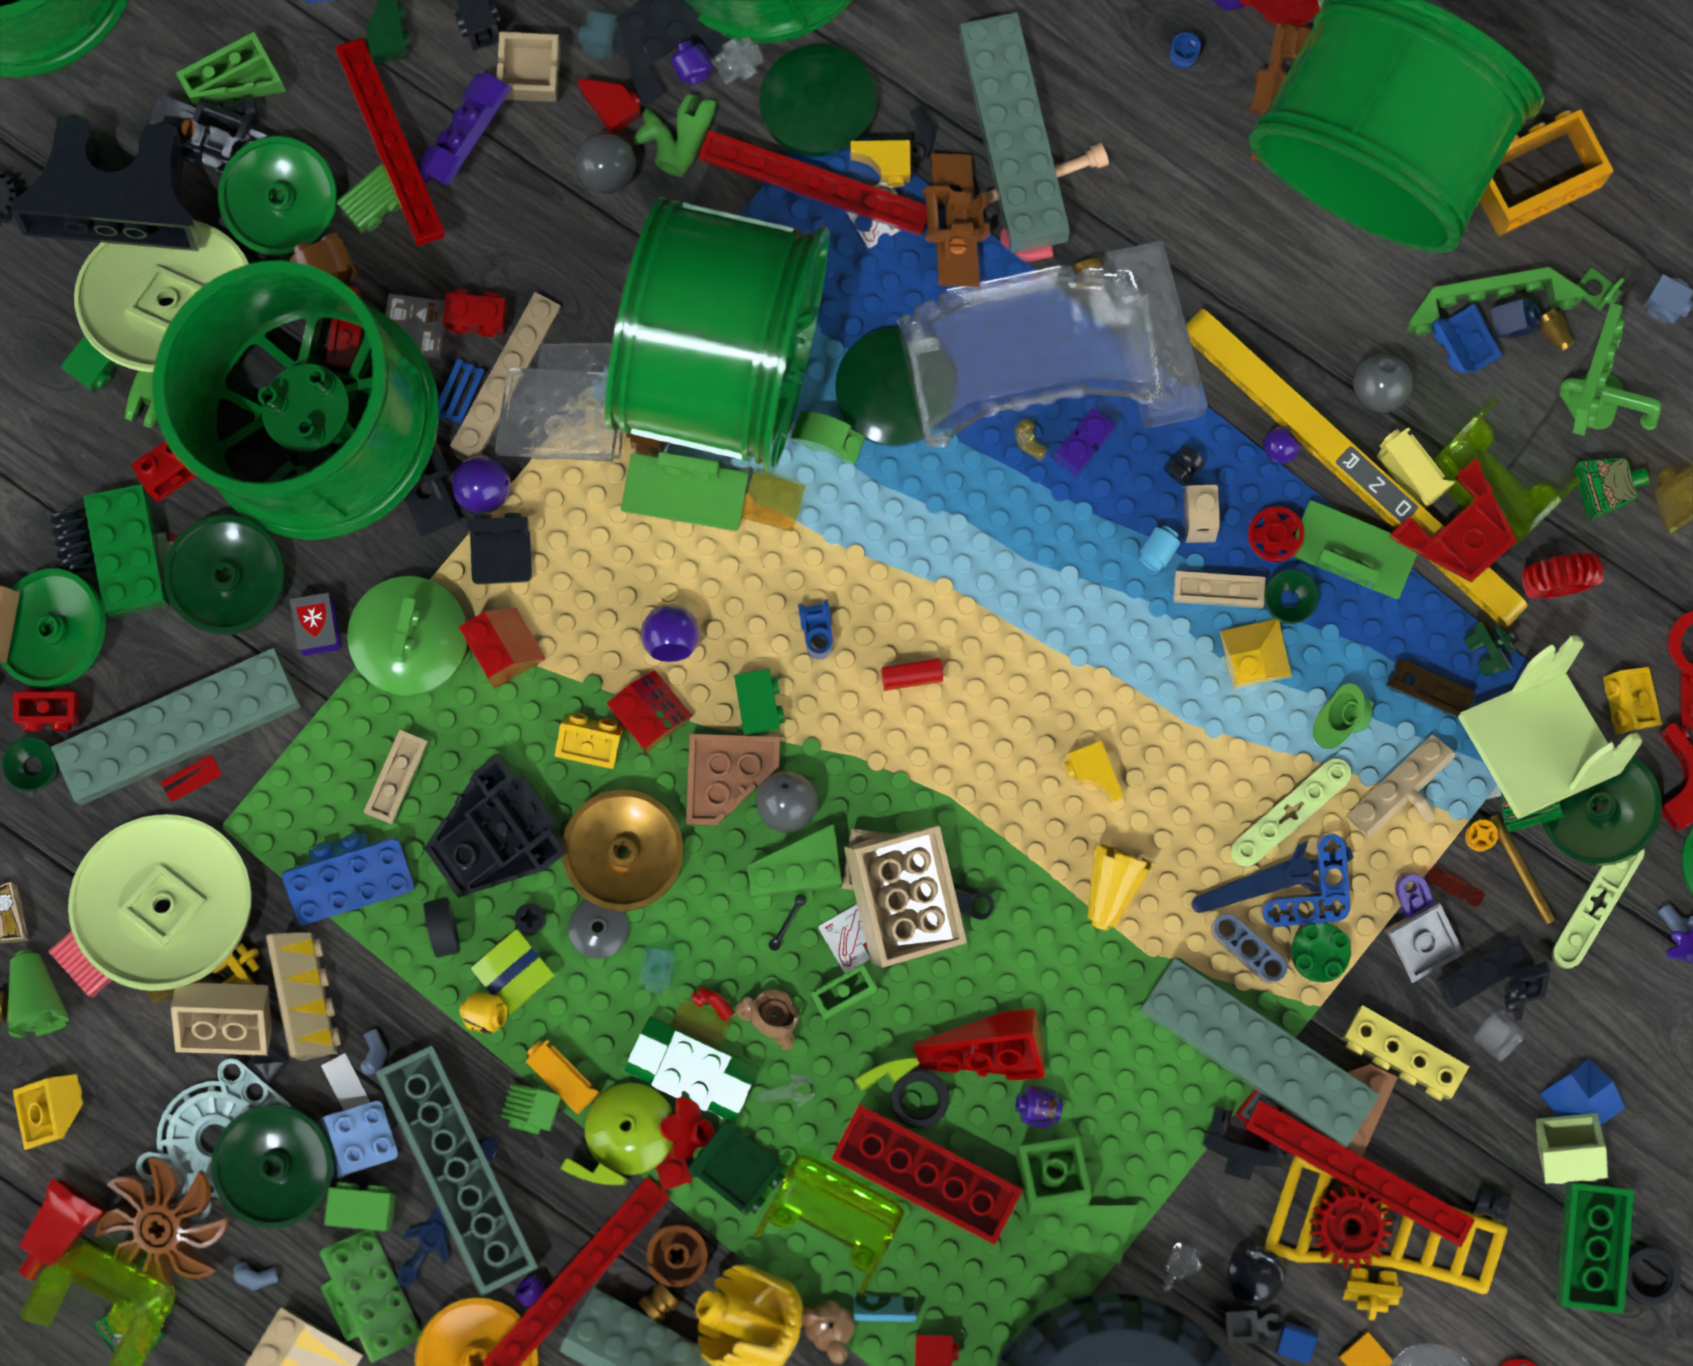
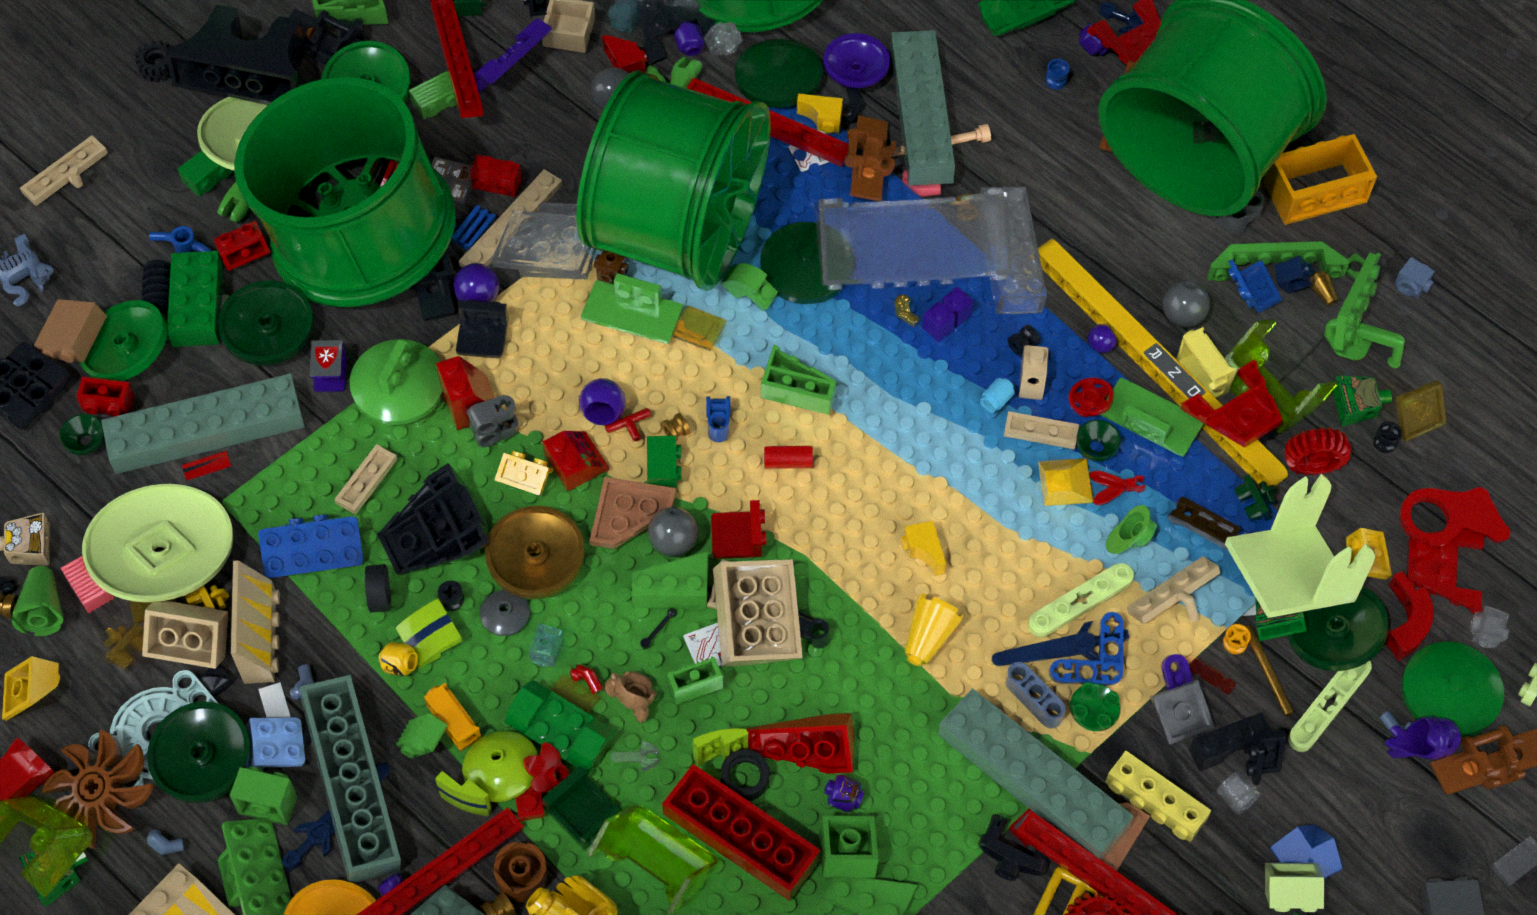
camera: 10 degrees right, 20 degrees down
(95, 480) = (181, 238): none -> blue piece
(143, 1050) = (117, 654): none -> clear yellow hips
(532, 686) = (486, 420): none -> dark grey piece
(706, 649) = (629, 422): none -> red piece
(766, 651) = (676, 426): none -> pearl gold wheel
(865, 785) = (738, 533): none -> red bracket
(908, 572) = (797, 384): none -> bright green wedge
(922, 54) = (856, 60): none -> dark purple dish
(1317, 650) = (1115, 485): none -> red piece
(1649, 529) = (1387, 437): none -> black wheel

